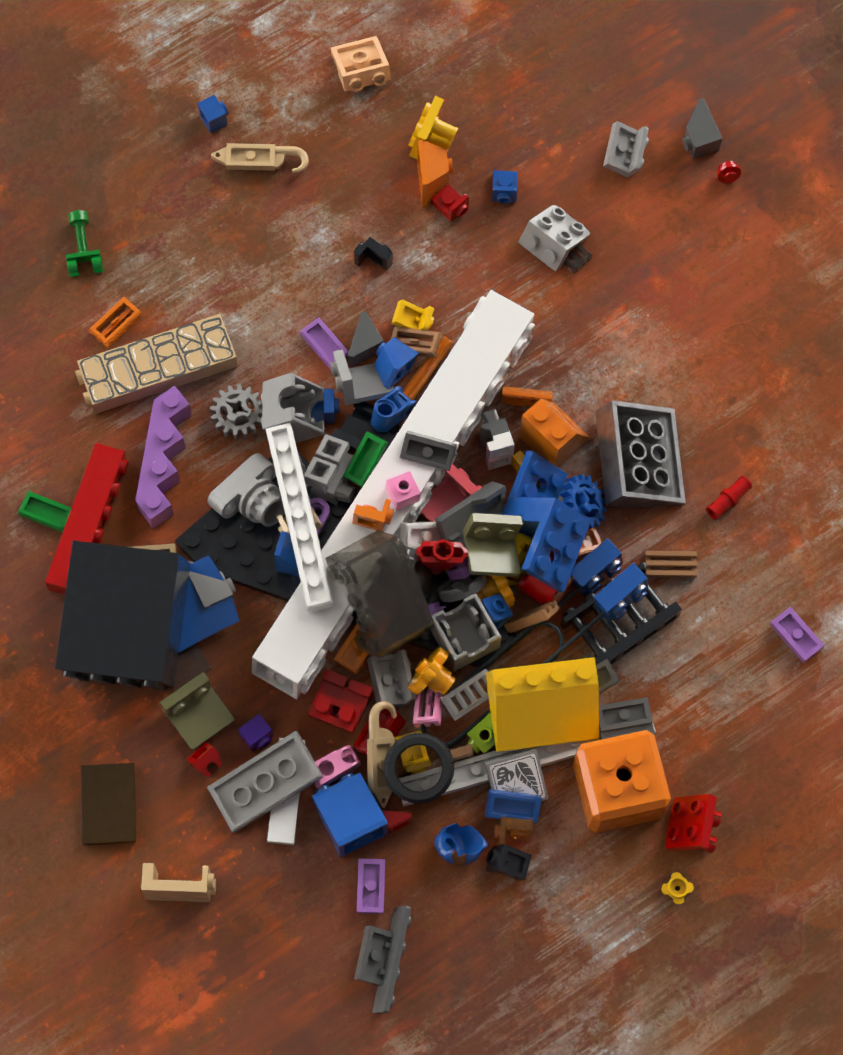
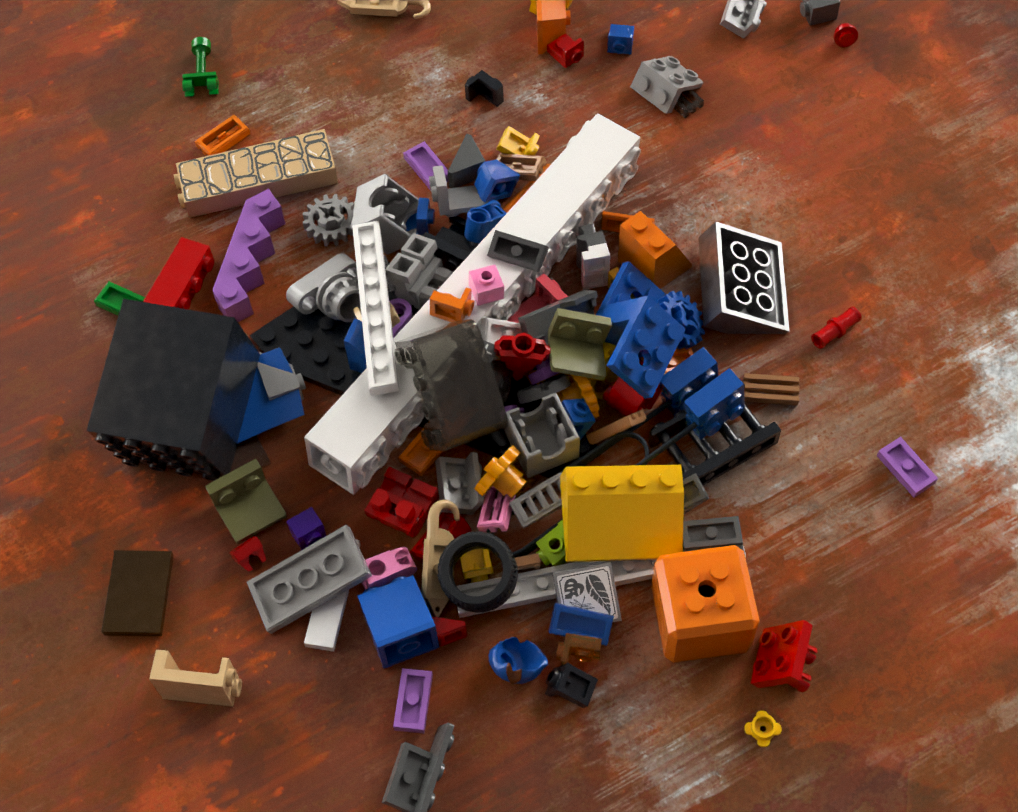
camera: 10 degrees right, 10 degrees down
(365, 459) = (452, 257): green tile -> none

